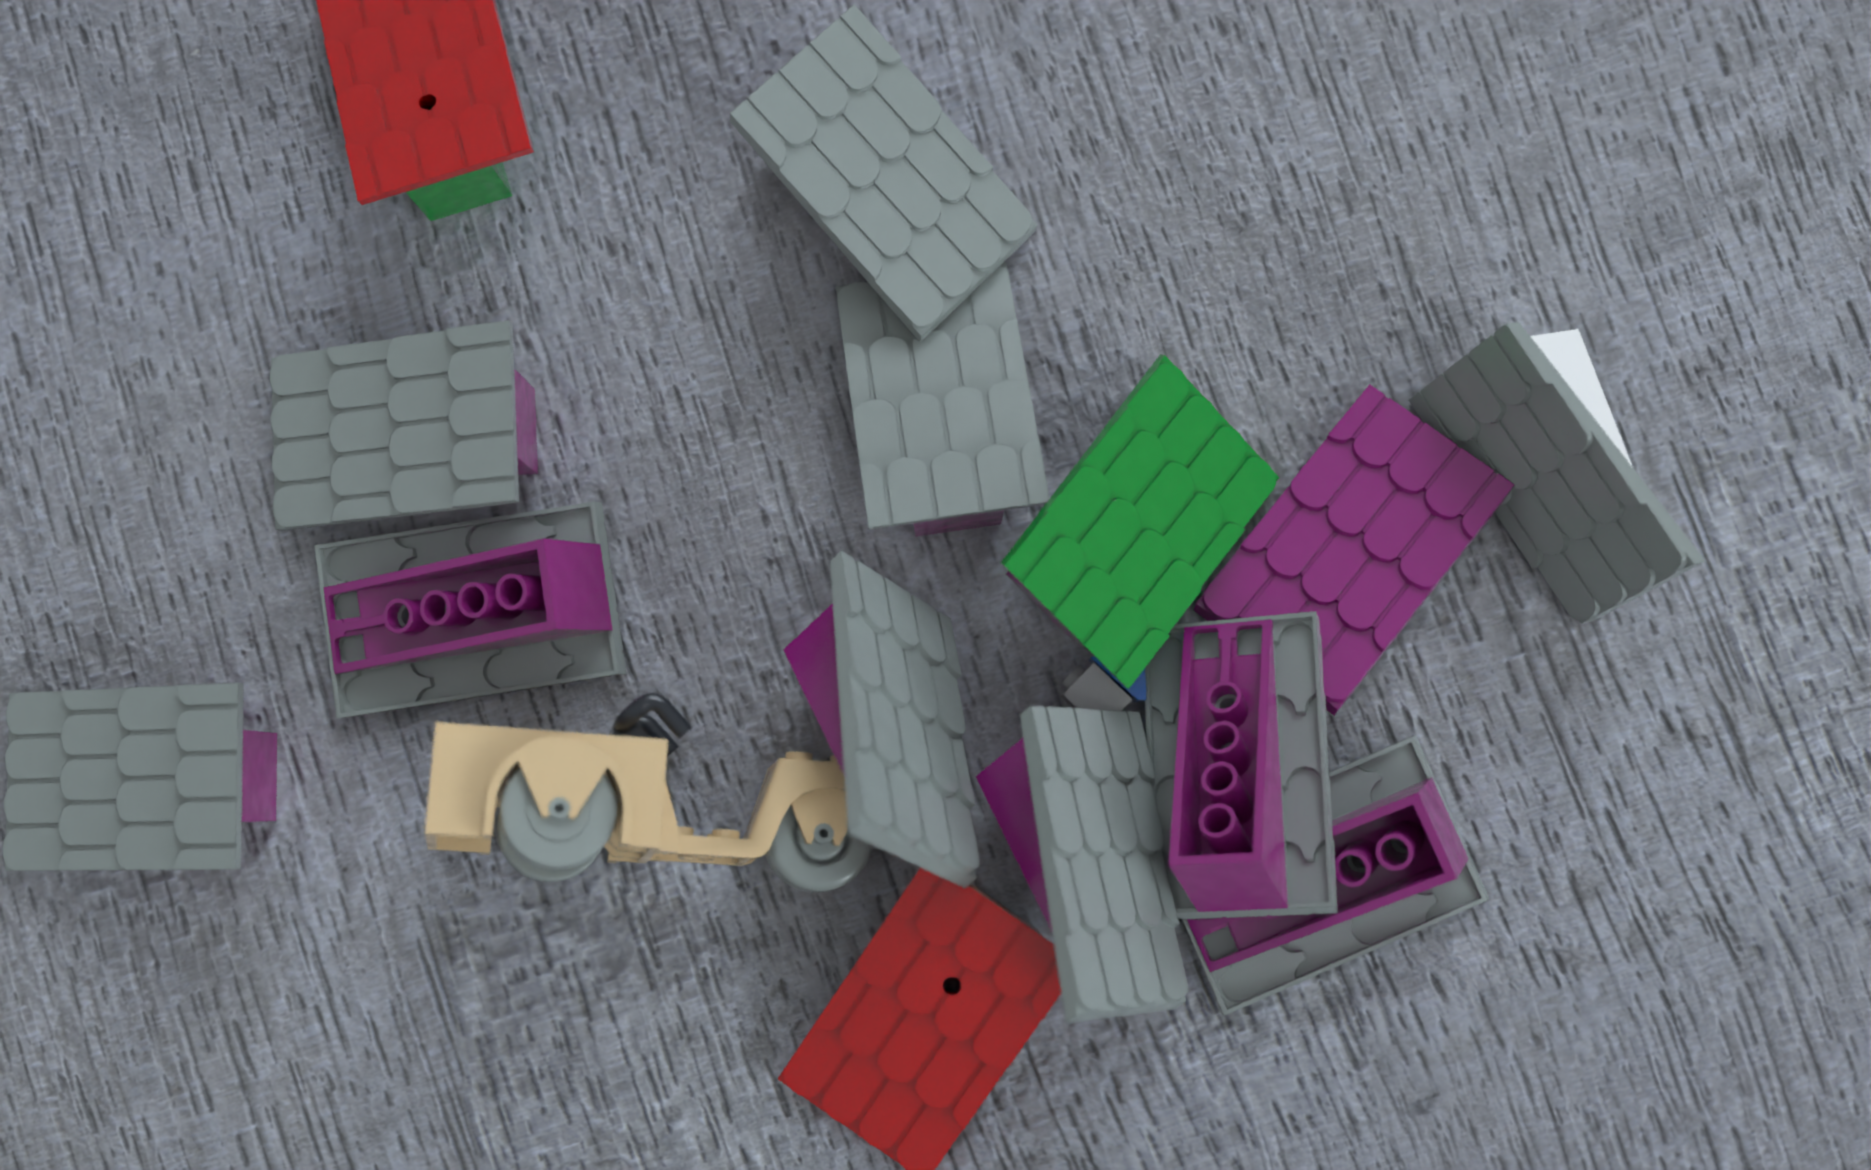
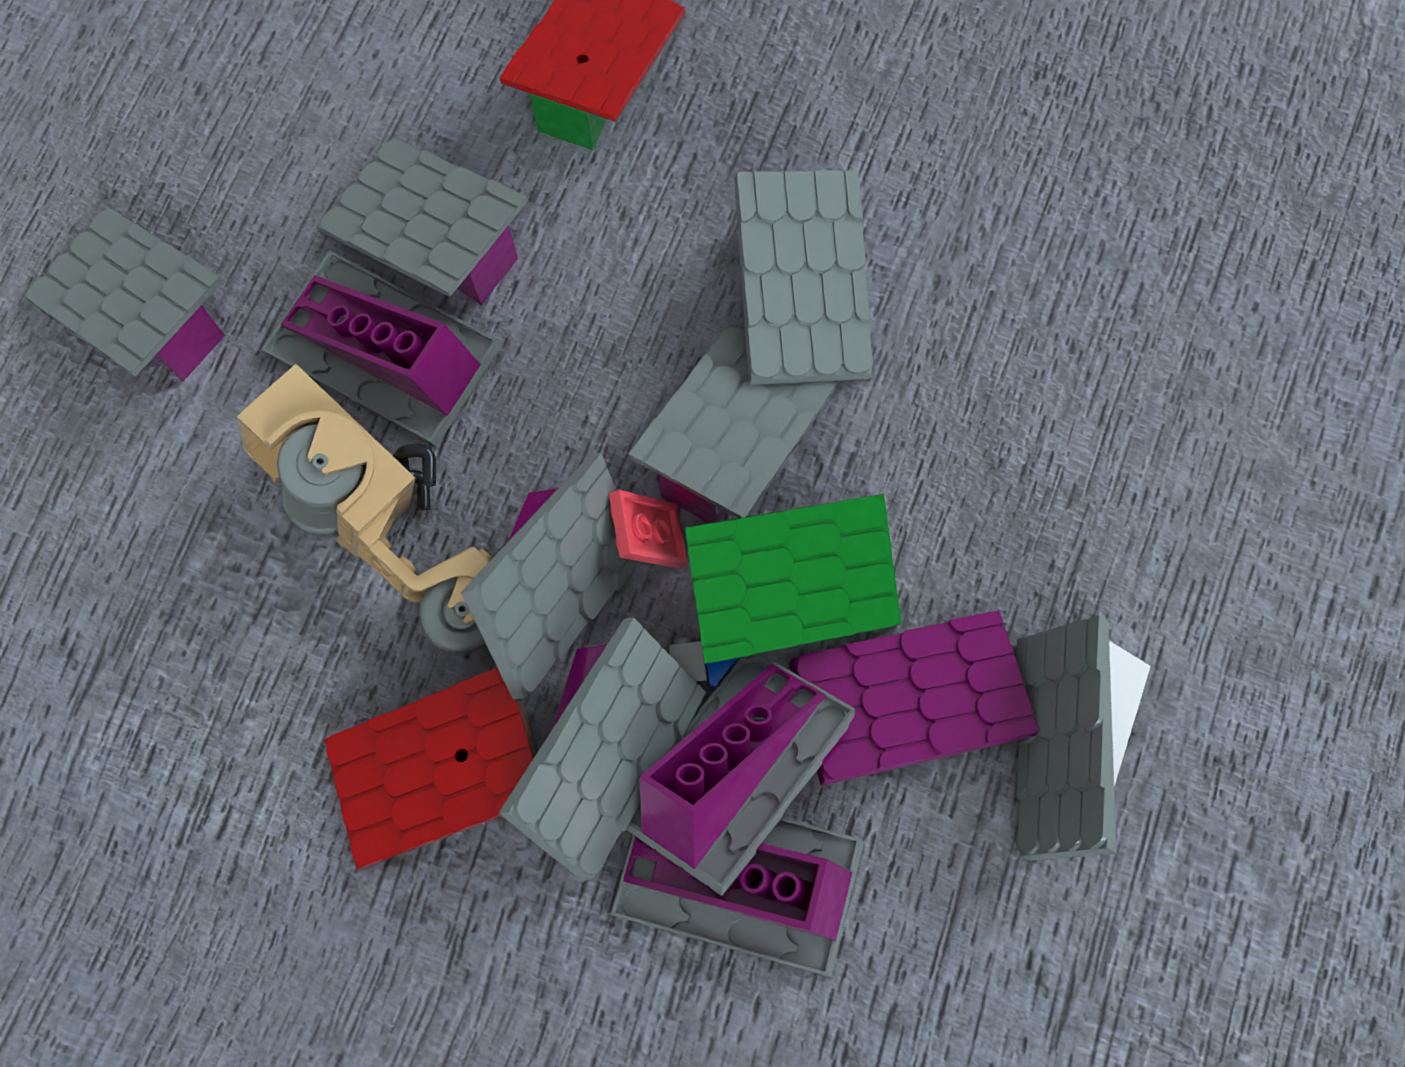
camera: 40 degrees right, 10 degrees down
(943, 589) = (647, 529): none -> coral plate

